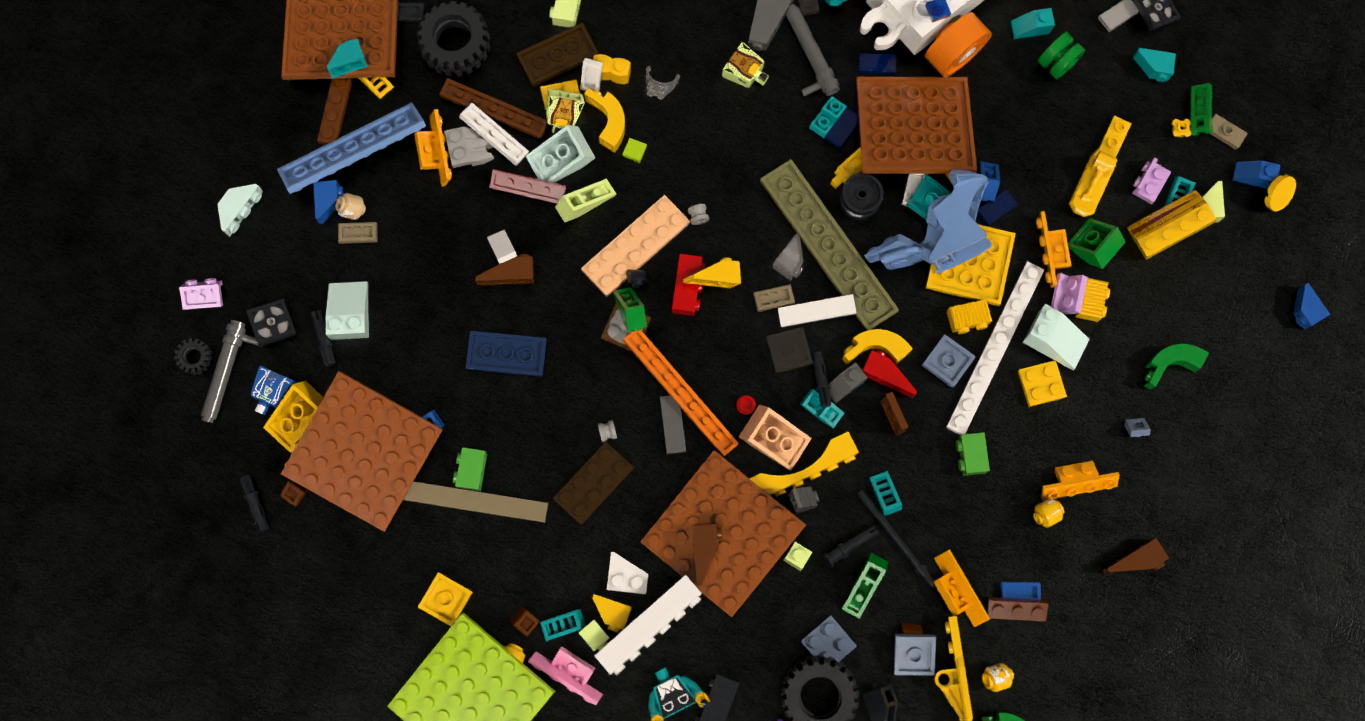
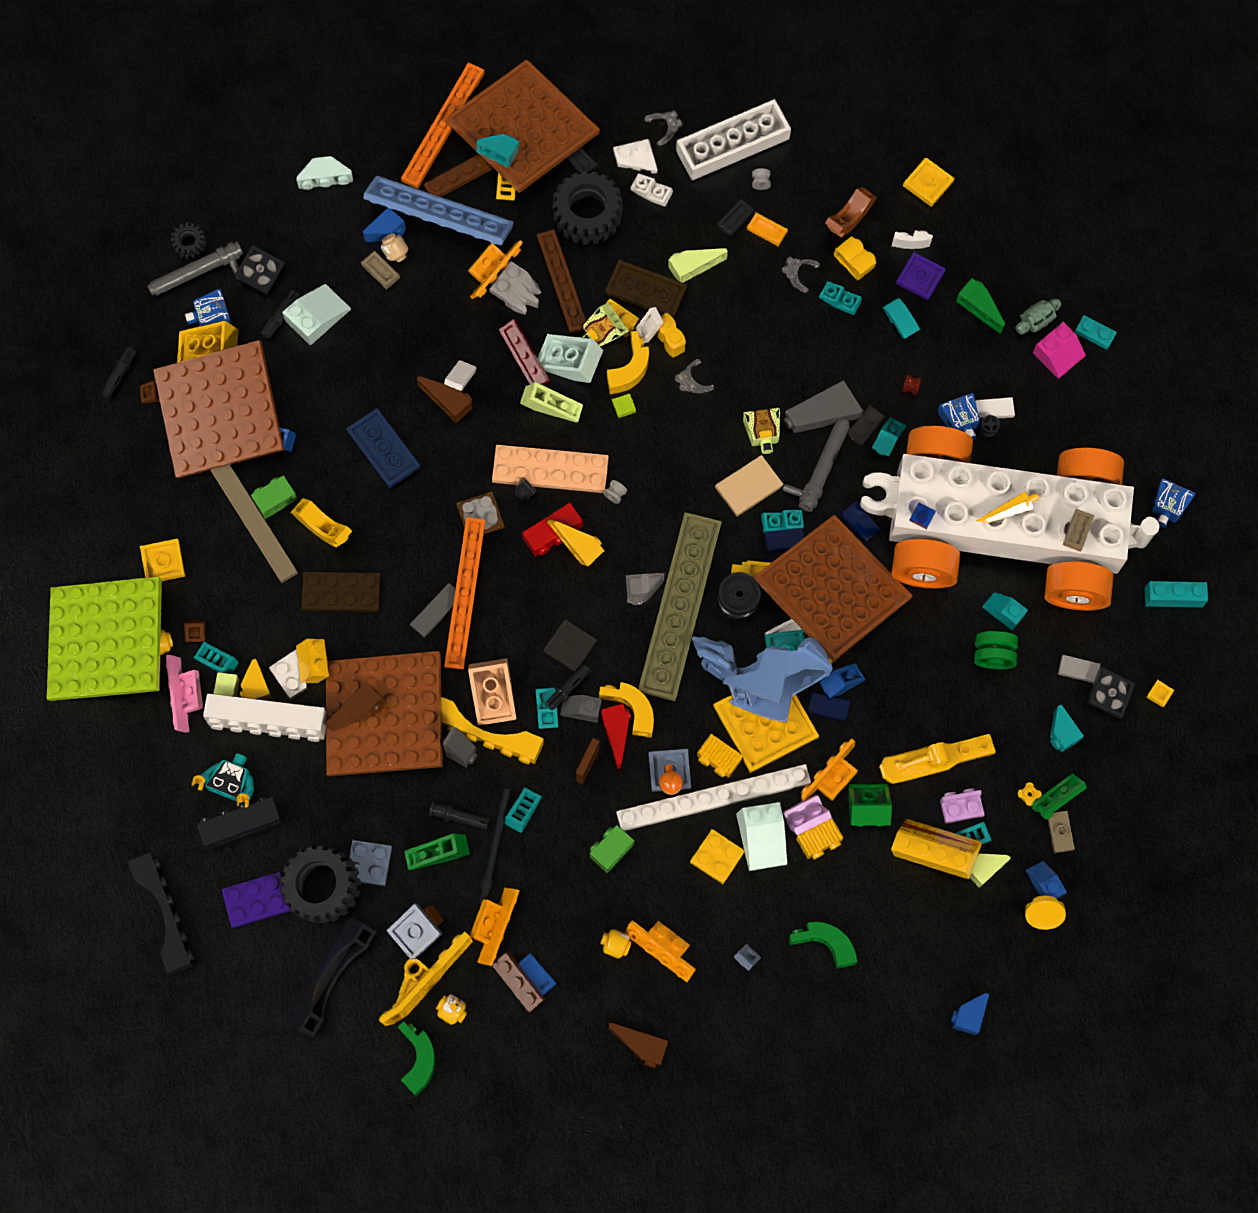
camera: 50 degrees right, 5 degrees down
(201, 294) = (238, 206): bracket -> none
(282, 88) = (440, 128): none -> orange plate
(493, 134) = (541, 297): white tile -> none
(528, 452) = (320, 524): none -> yellow arch
(607, 430) = (388, 567): light grey wheel -> none
(630, 309) = (493, 503): green slope -> none
(632, 551) = (312, 661): none -> yellow brick
(746, 405) = (499, 650): red plate -> none
(774, 298) = (600, 601): dark tan plate -> none
(779, 116) = (749, 485): none -> tan tile
(797, 556) = (414, 783): yellowish green brick -> none
(817, 310) = (619, 639): white tile -> none
(962, 367) = (670, 781): none -> orange piece

